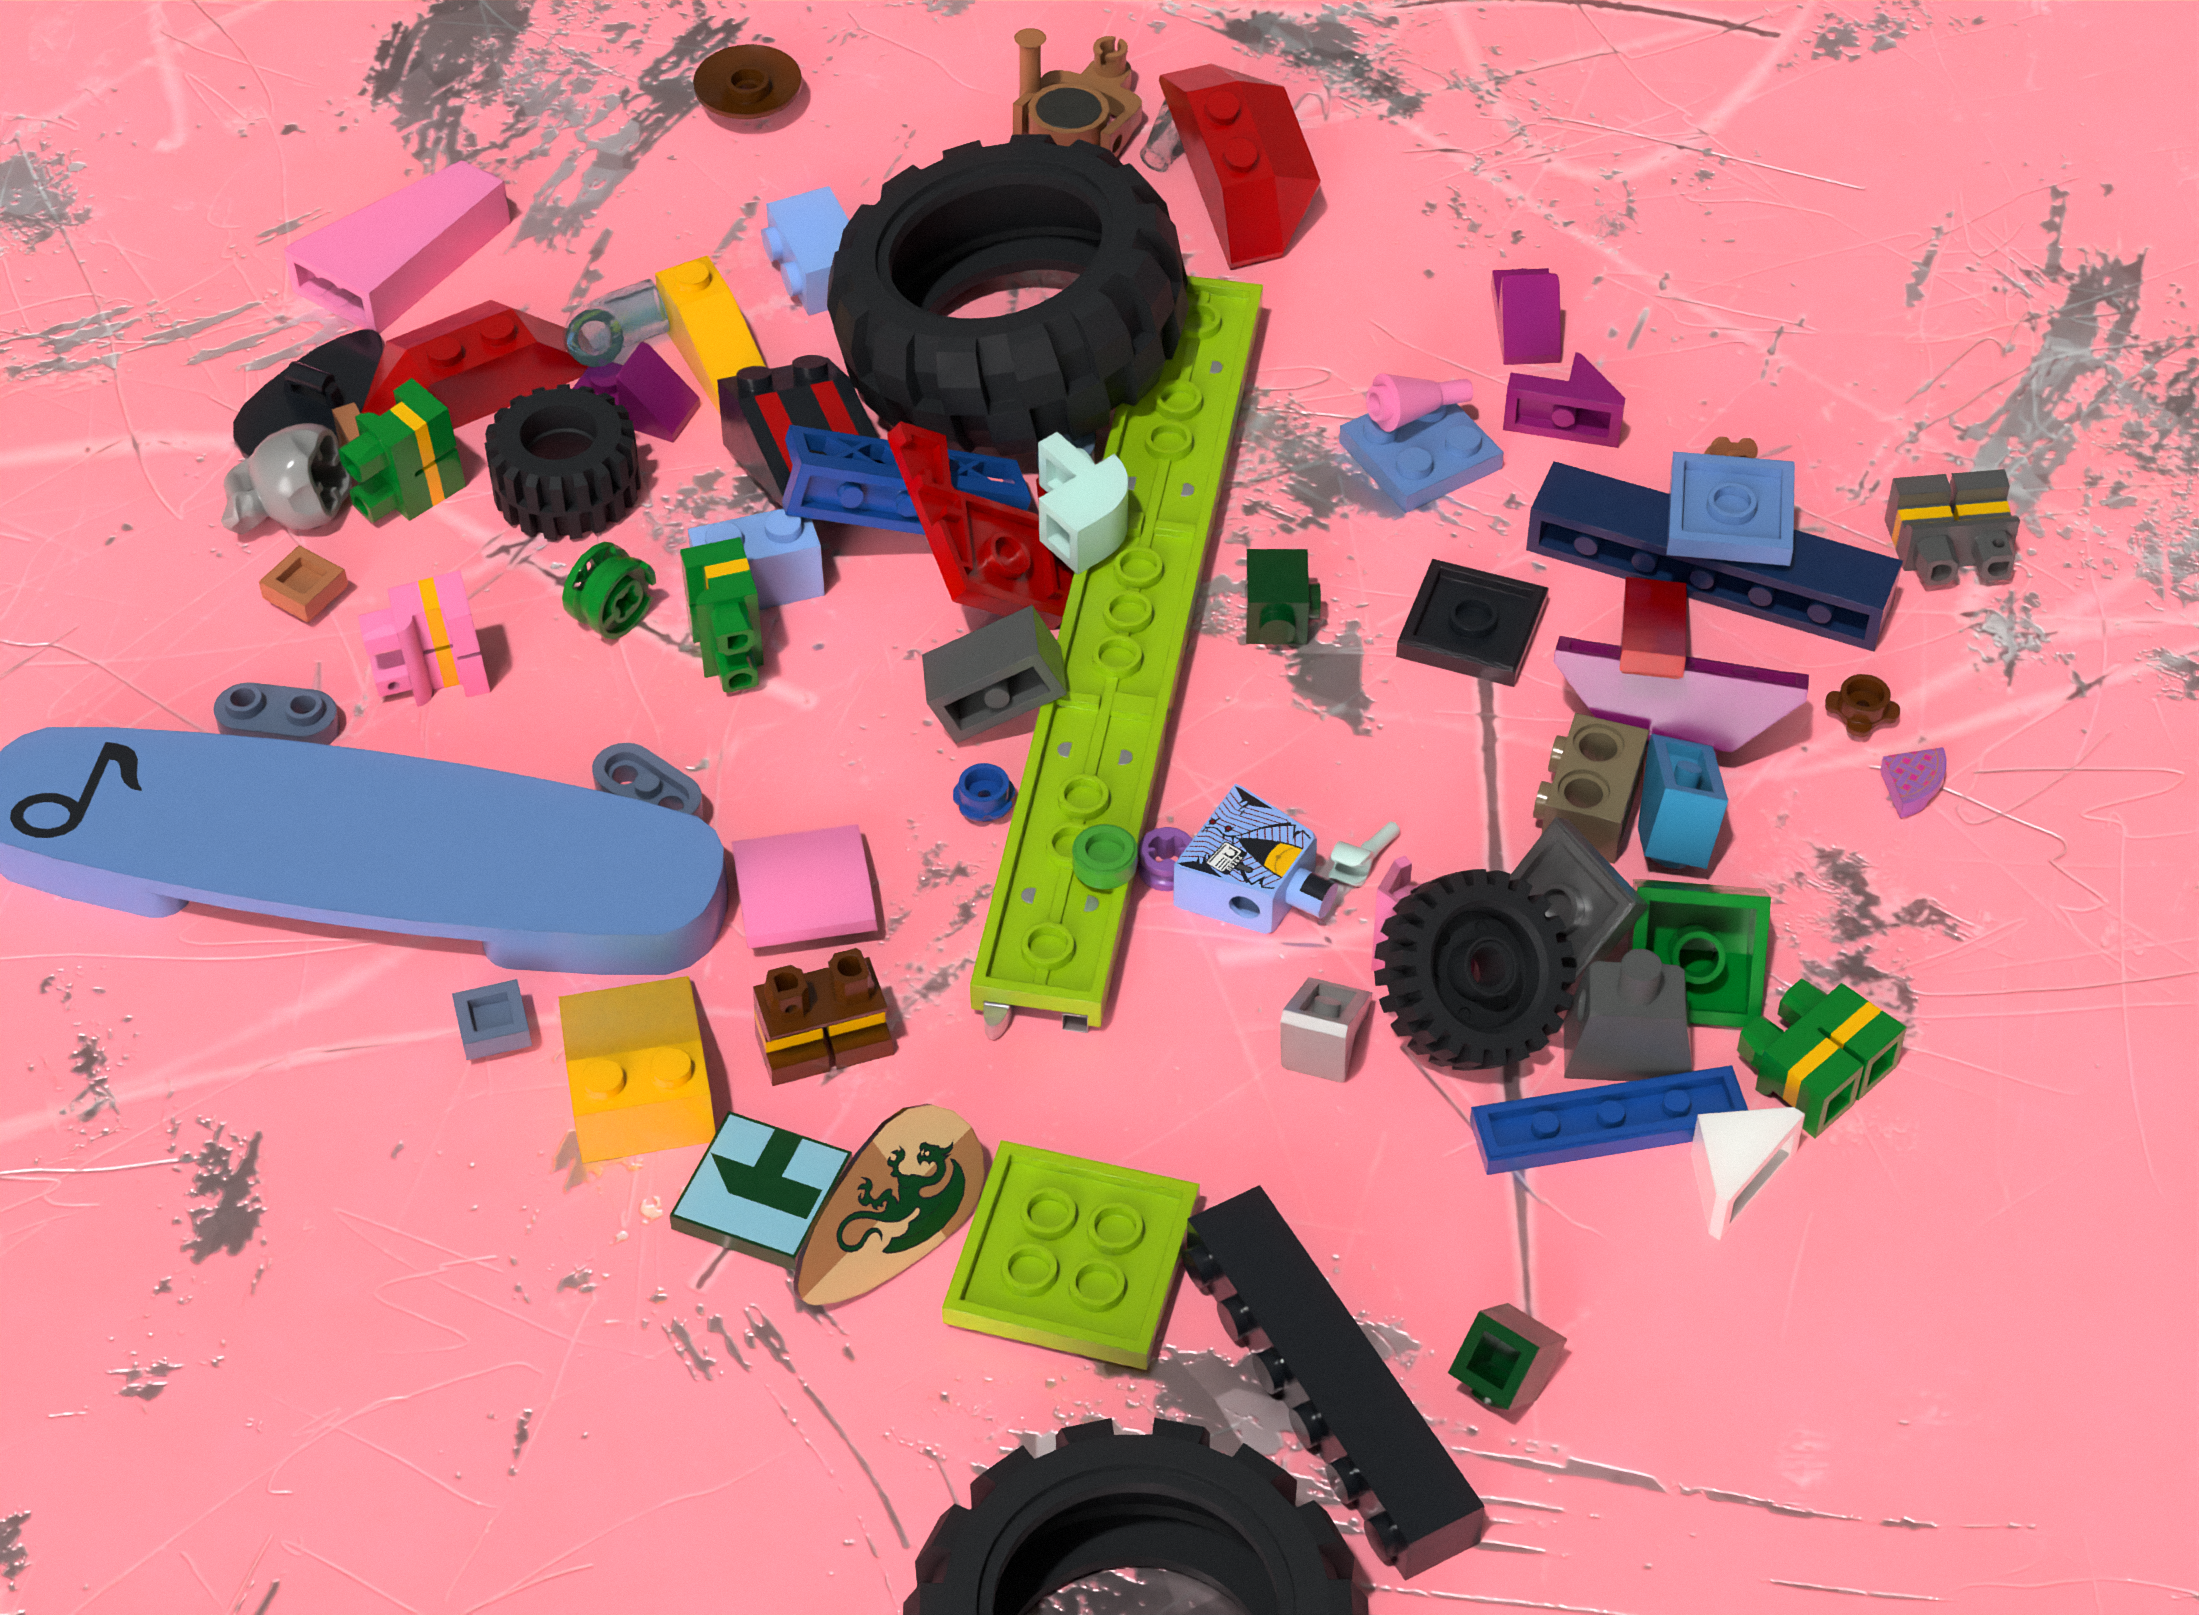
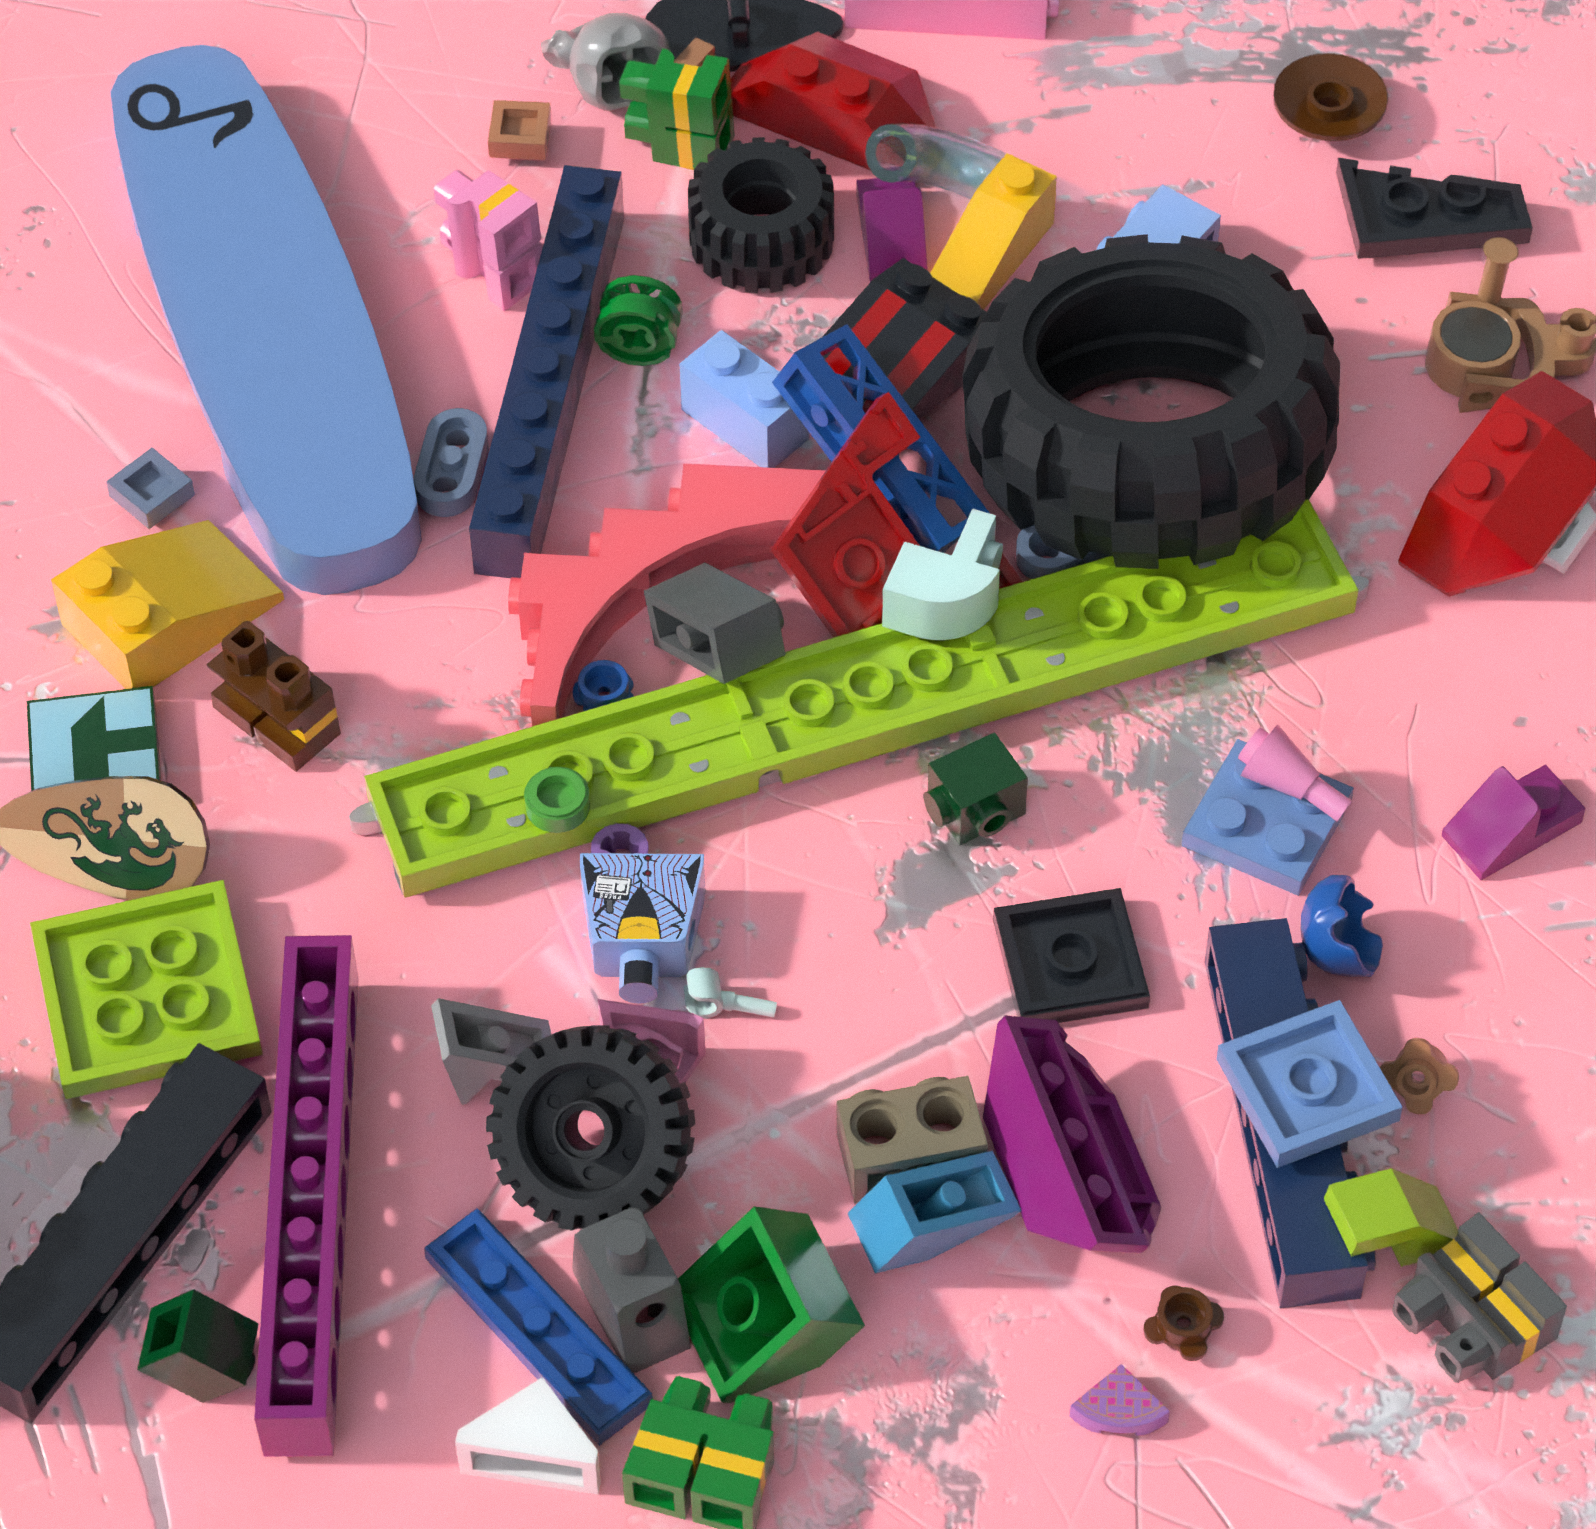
camera: 60 degrees right, 5 degrees up
(277, 713) = (370, 184): sand blue plate -> none
(622, 680) = (547, 372): none -> dark blue brick
(723, 612) = (655, 409): green hips -> none
(804, 886) = (418, 617): bright pink slope -> none
(877, 759) = (578, 602): none -> coral arch
(909, 91) = (1421, 215): none -> black wing
(1397, 1207) = (307, 1199): none -> magenta brick
(1567, 440) = (1335, 930): none -> blue hair
(1572, 410) = (1402, 910): magenta slope -> none
(1583, 890) = (726, 1171): flat silver plate -> none
(1653, 628) = (1114, 1088): red tile -> none
(1861, 531) = (1390, 1211): none -> lime slope

